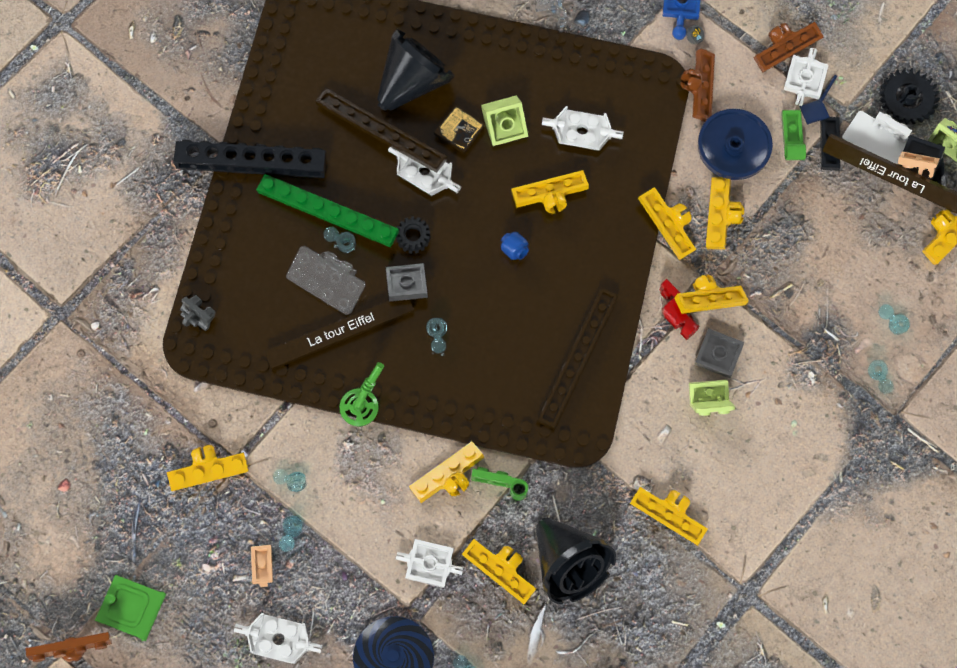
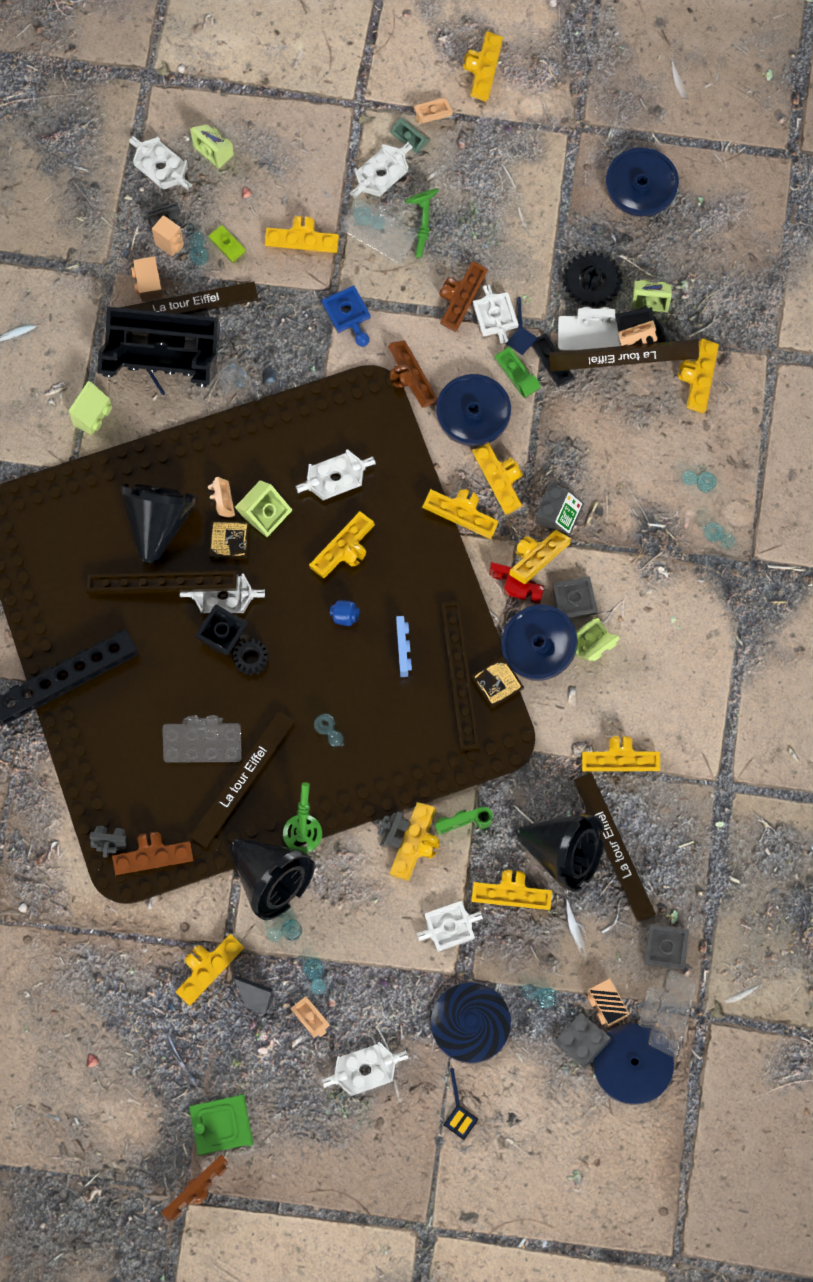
camera: 30 degrees left, 0 degrees up
(224, 346) = (152, 855): none -> dark orange plate
(226, 517) = (254, 995): none -> slope
(306, 426) = (271, 875): none -> black cone
(327, 210) = (162, 681): green plate -> none
(331, 234) = (179, 699): clear light blue plate -> none
(402, 197) = (221, 630): none -> black slope
(406, 282) = (273, 701): flat silver plate -> none
(443, 447) = (389, 837): none -> dark grey hips
(477, 91) = (223, 497): none -> light nougat plate
(545, 303) = (403, 646): none -> light blue plate
(605, 383) = (497, 682): none -> tile
(615, 588) = (615, 849): none -> dark brown tile
(663, 371) = (539, 642): none -> dark blue dish
(695, 34) = (377, 333): dark grey tile -> none
(754, 270) = (559, 510): none -> dark grey slope

